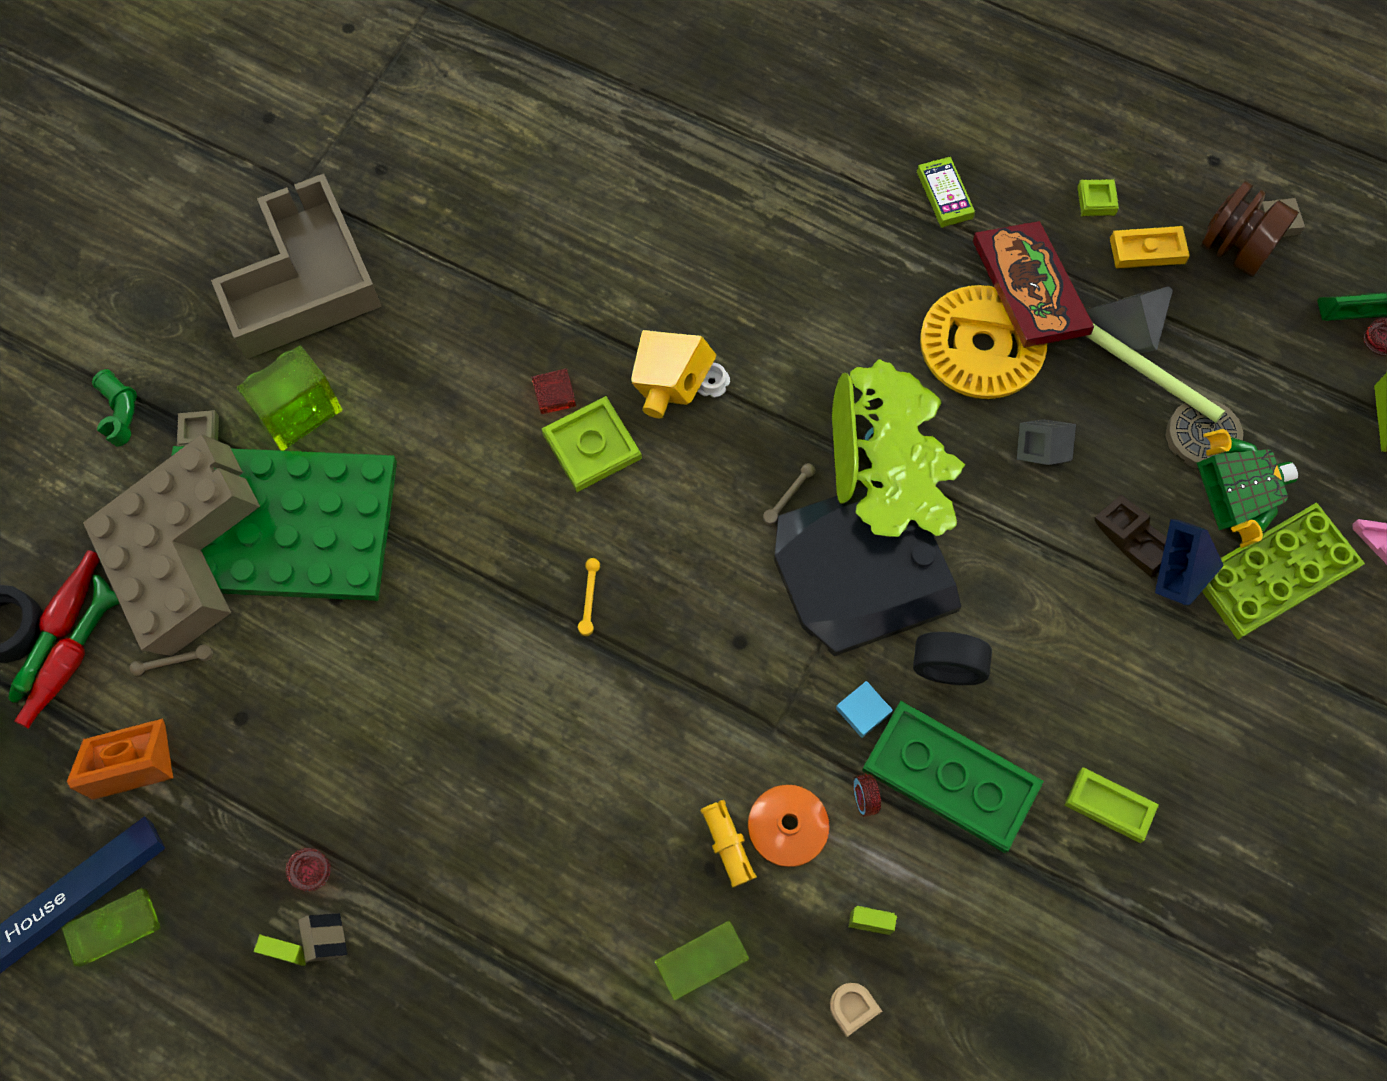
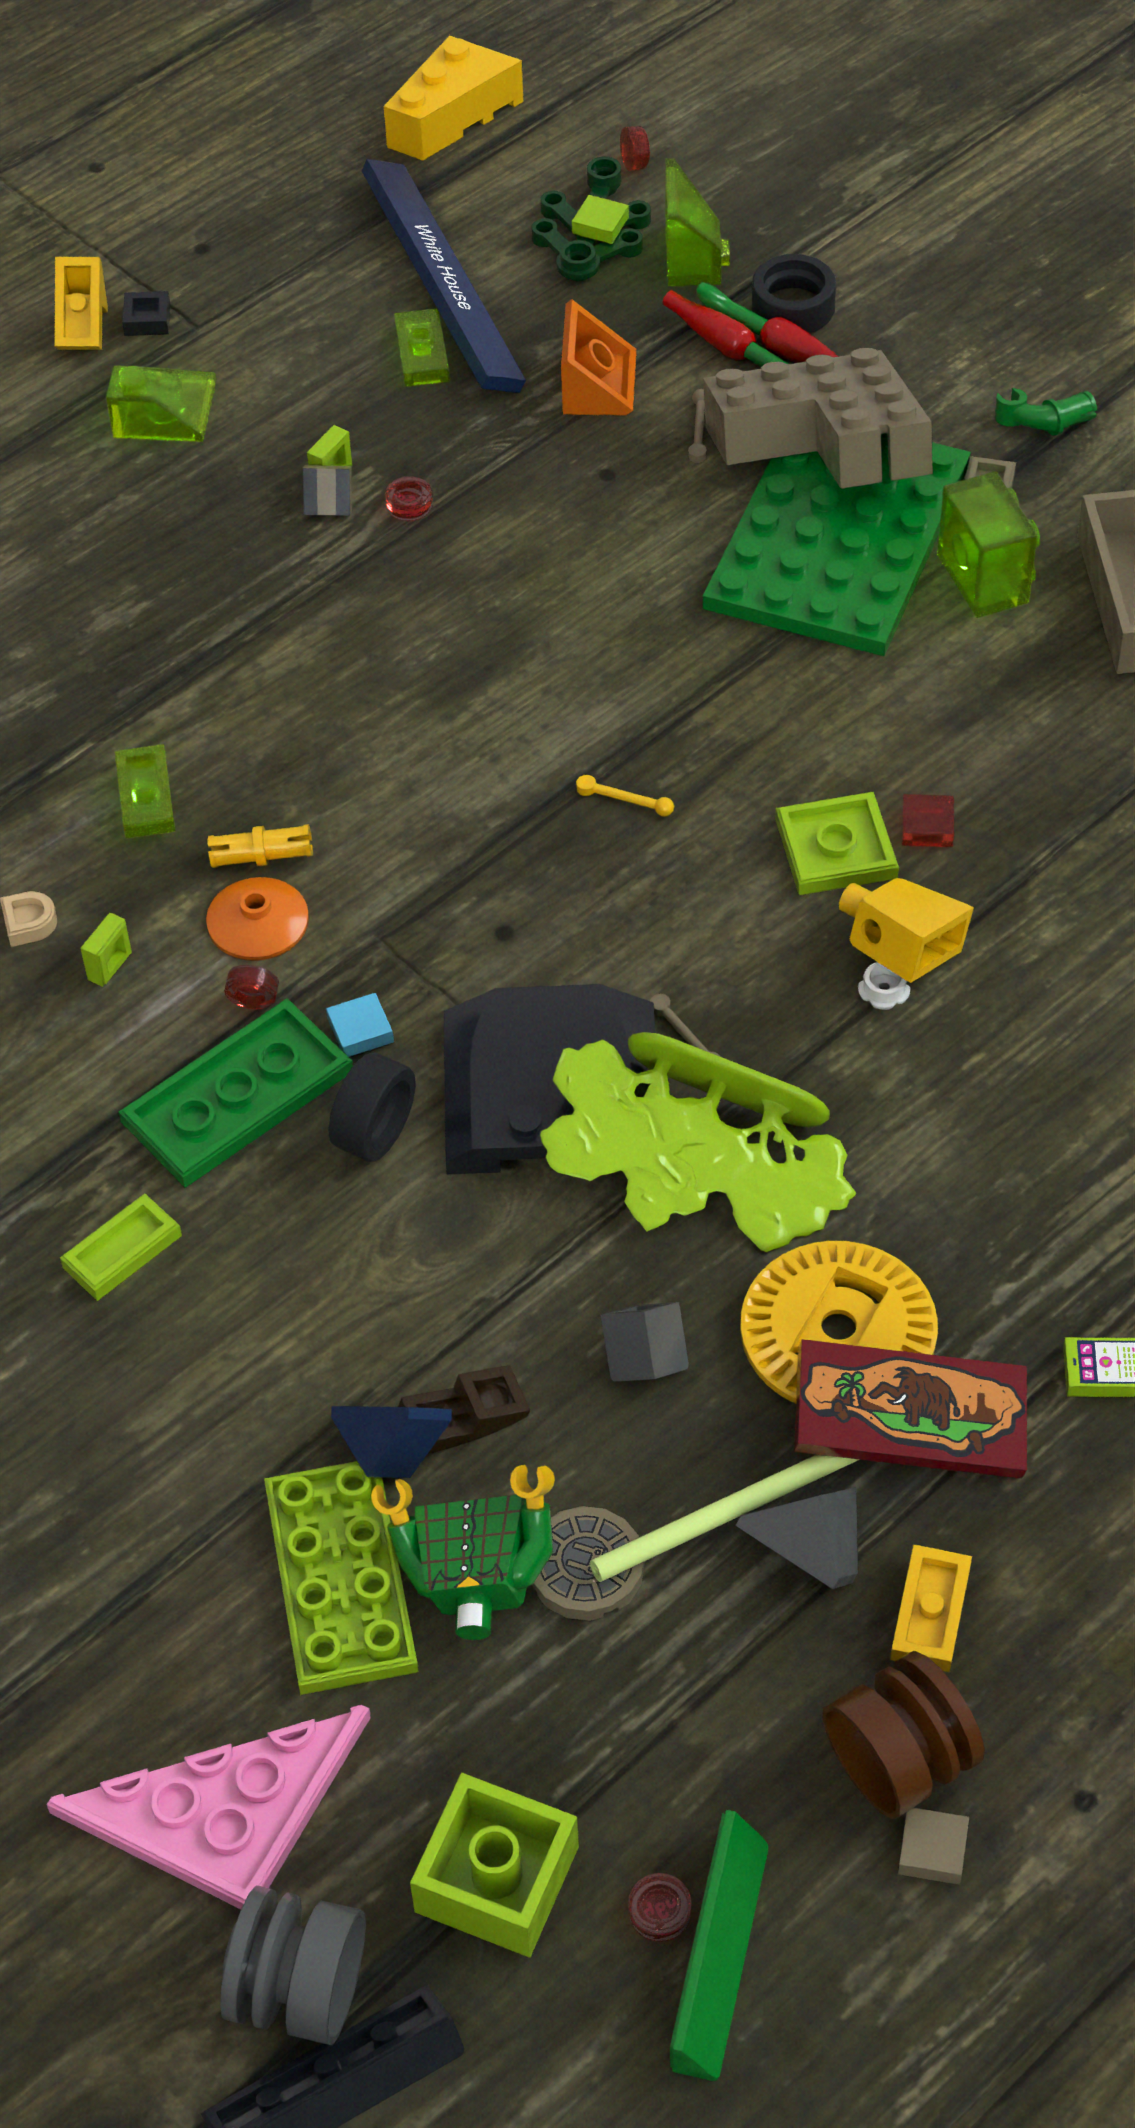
camera: 110 degrees right, 15 degrees down
(1098, 197) = (1054, 1581): lime tile -> none

